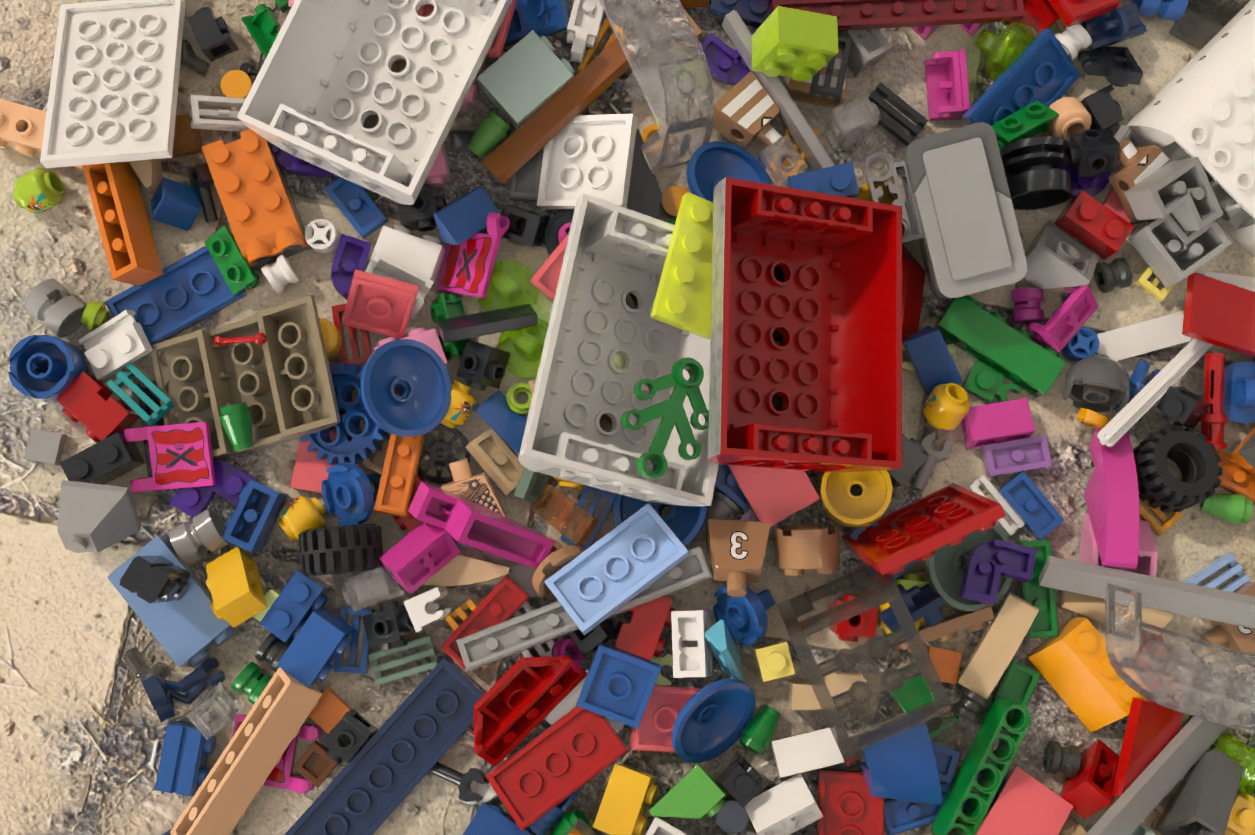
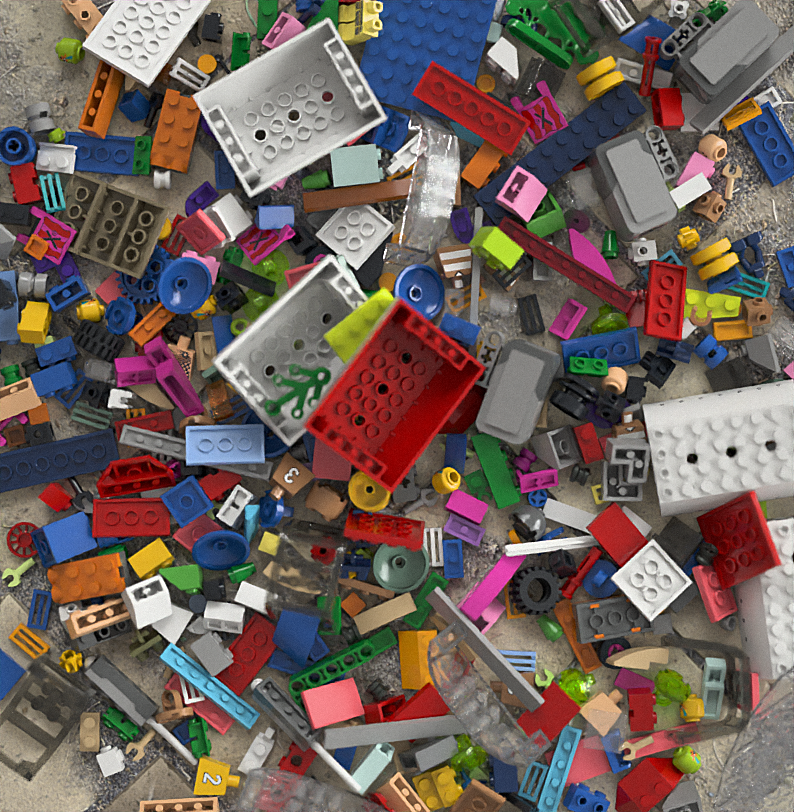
camera: 35 degrees right, 5 degrees up
(167, 482) = (36, 247): none -> orange tile
(238, 425) = (90, 243): green cone -> none
(259, 338) = (129, 209): red hinge -> none
(317, 231) = (194, 172): white wheel -> none
(432, 810) = (56, 497): none -> red slope
(989, 562) = (411, 570): dark purple plate -> none
(1073, 40) = (646, 342): white wheel -> none

